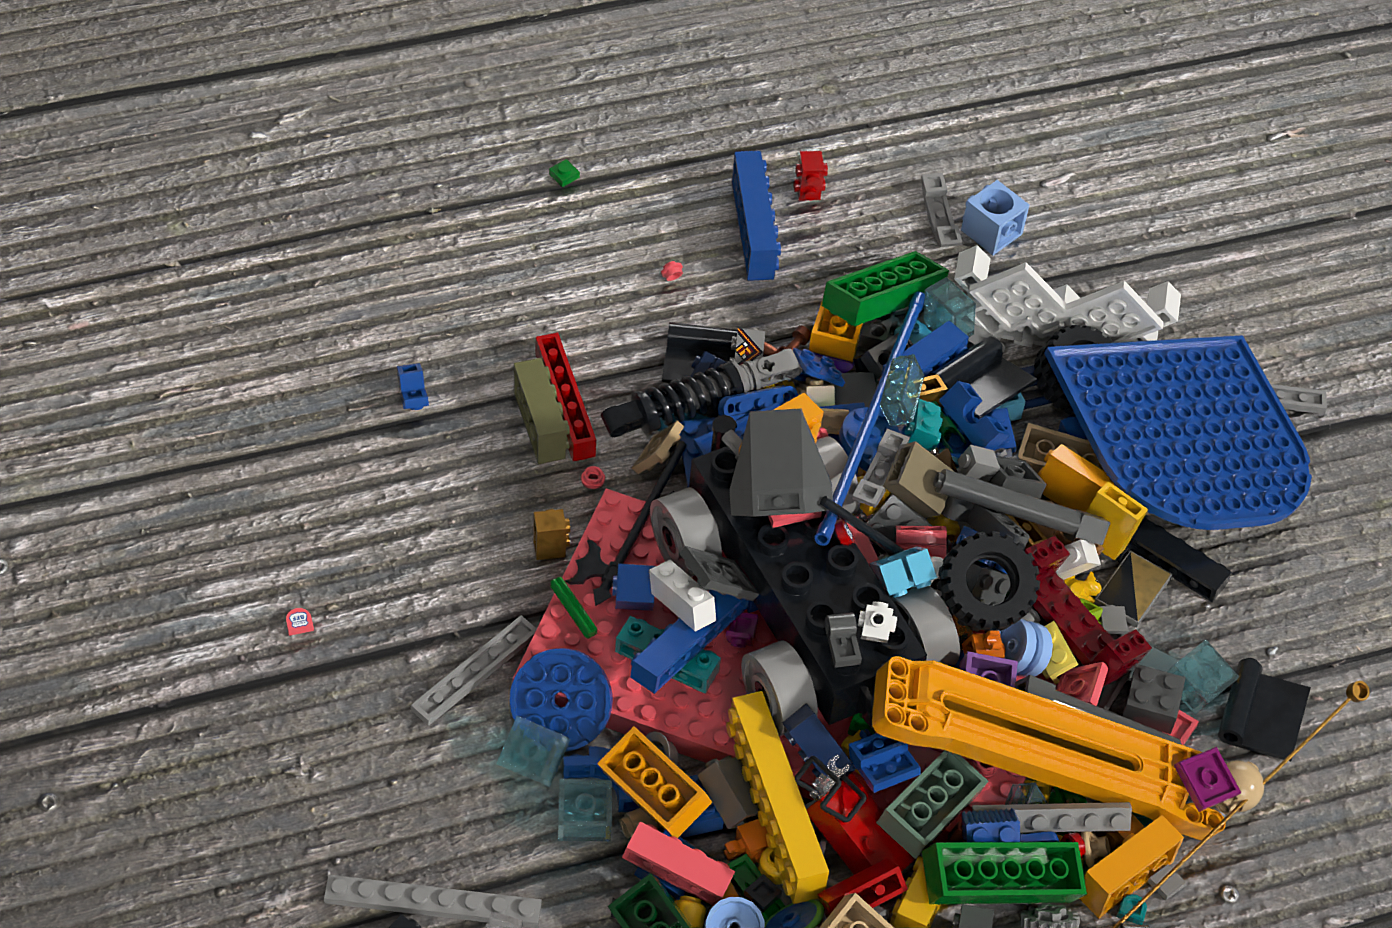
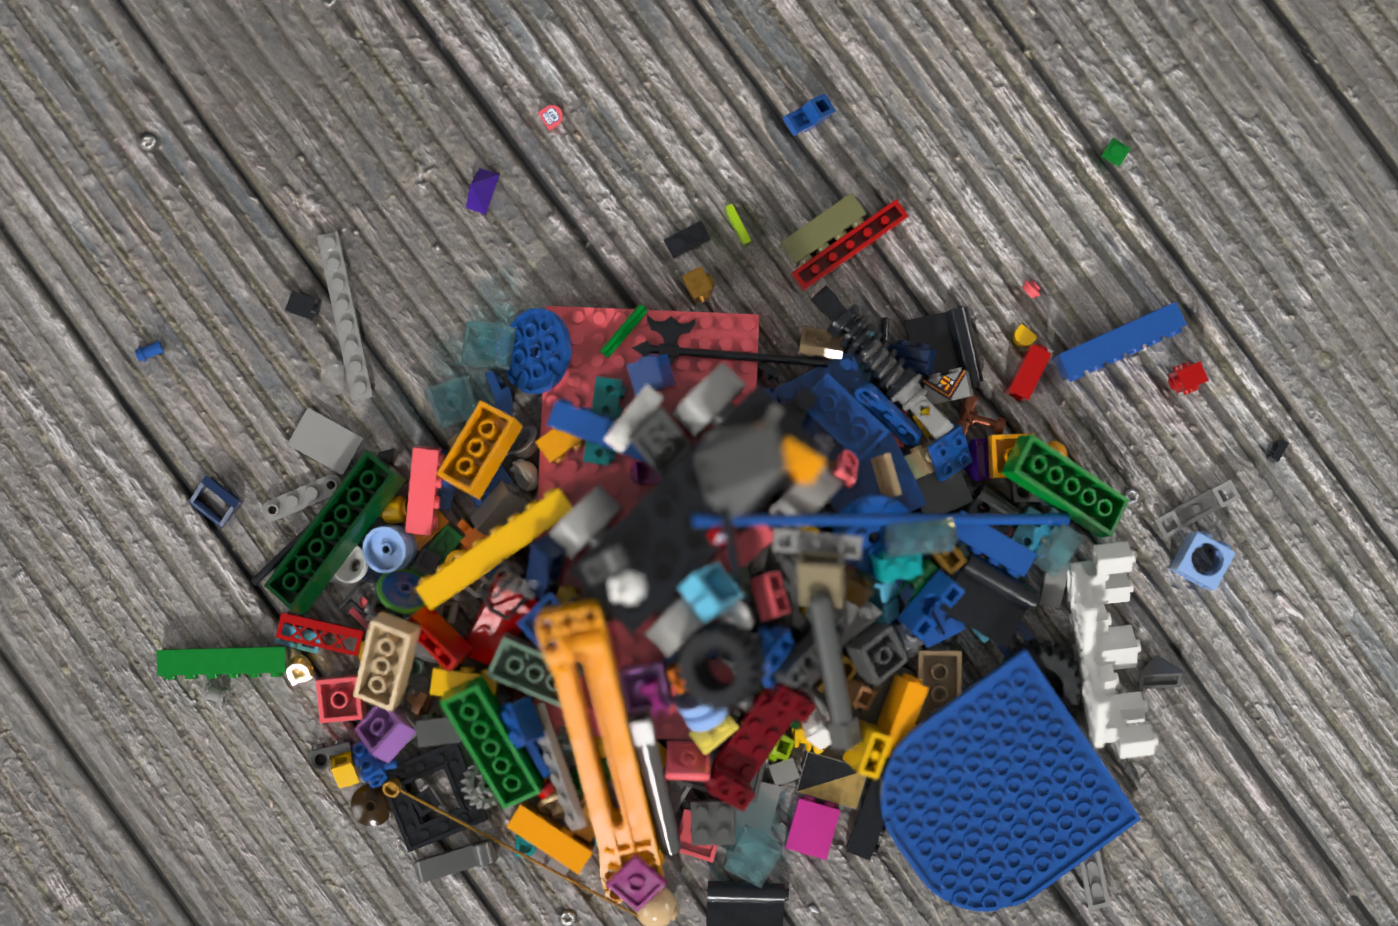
camera: 80 degrees right, 35 degrees up
(350, 715) = (481, 191): none -> dark purple slope
(473, 670) = (554, 272): light grey plate -> none
(494, 540) = (687, 240): none -> black plate
(499, 486) = (737, 225): none -> lime tile
(593, 472) = (778, 291): coral plate -> none
(675, 704) = (557, 443): none -> light orange brick
(693, 760) = (525, 474): none -> white hair
(717, 290) = (1023, 336): none -> yellow brick
(758, 292) = (1028, 372): none -> red brick
(905, 139) = (1276, 450): none -> black plate
(978, 463) = (872, 622): light grey brick -> none
(992, 664) = (651, 687): none -> magenta piece
(1098, 280) = (1160, 674): none -> dark grey slope
(1180, 617) = (812, 827): none -> dark pink brick

